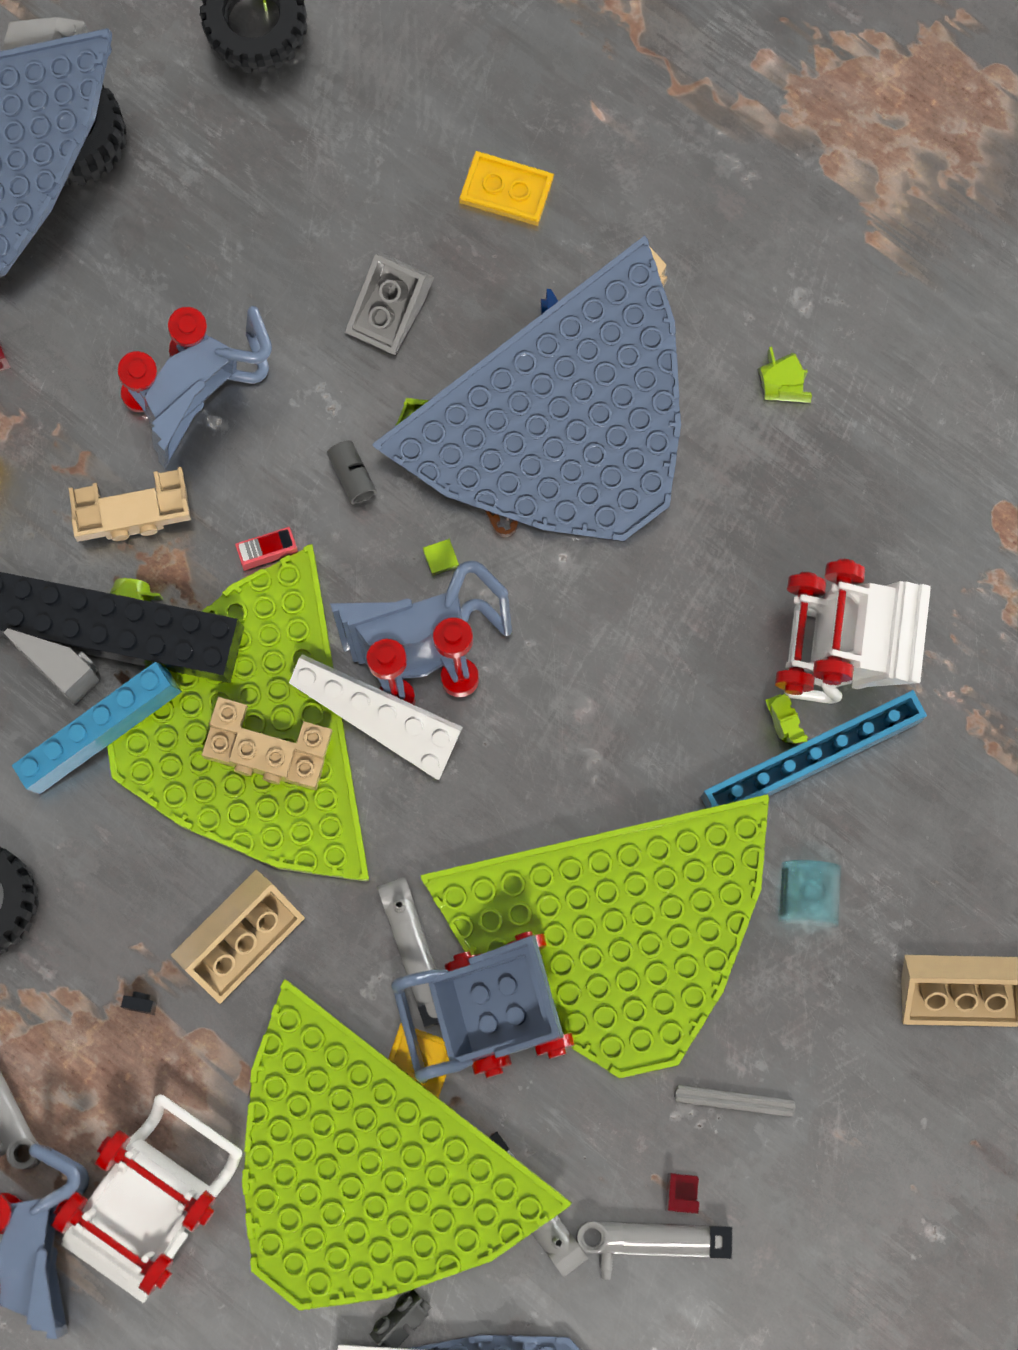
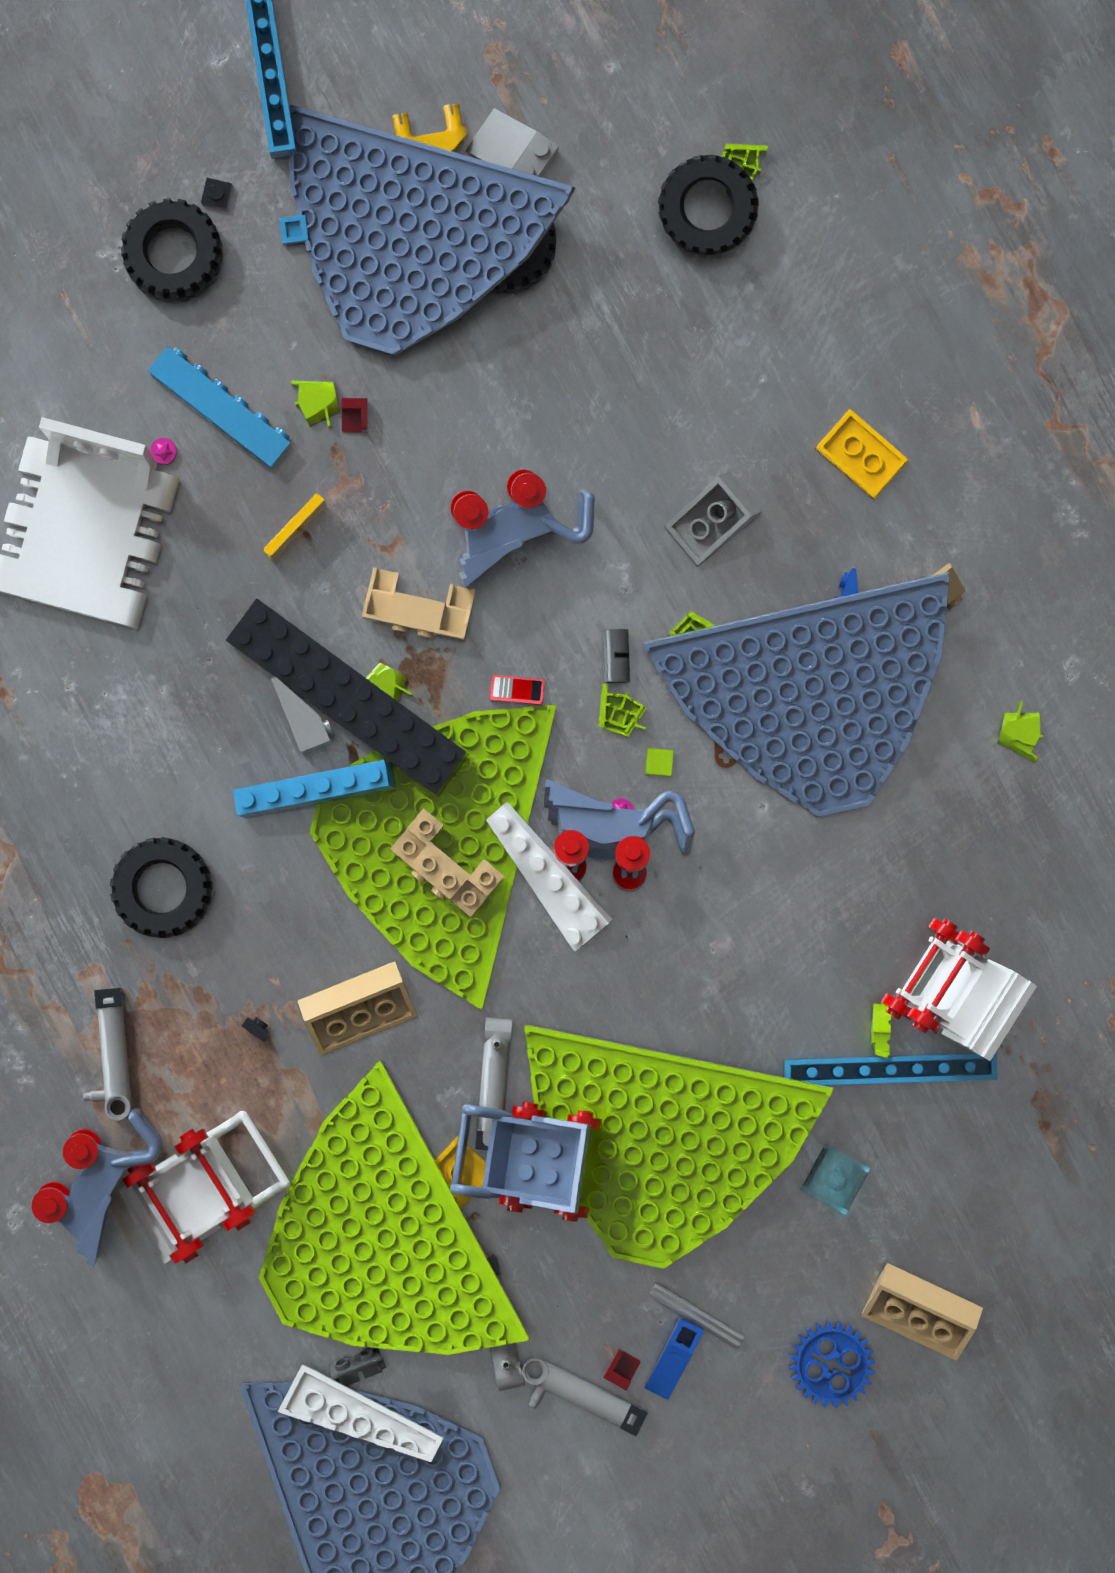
camera: 25 degrees right, 10 degrees up
(380, 525) = (619, 712): none -> lime piece
(732, 1155) = (674, 1358): none -> blue slope
(898, 1115) = (842, 1342): none -> blue gear

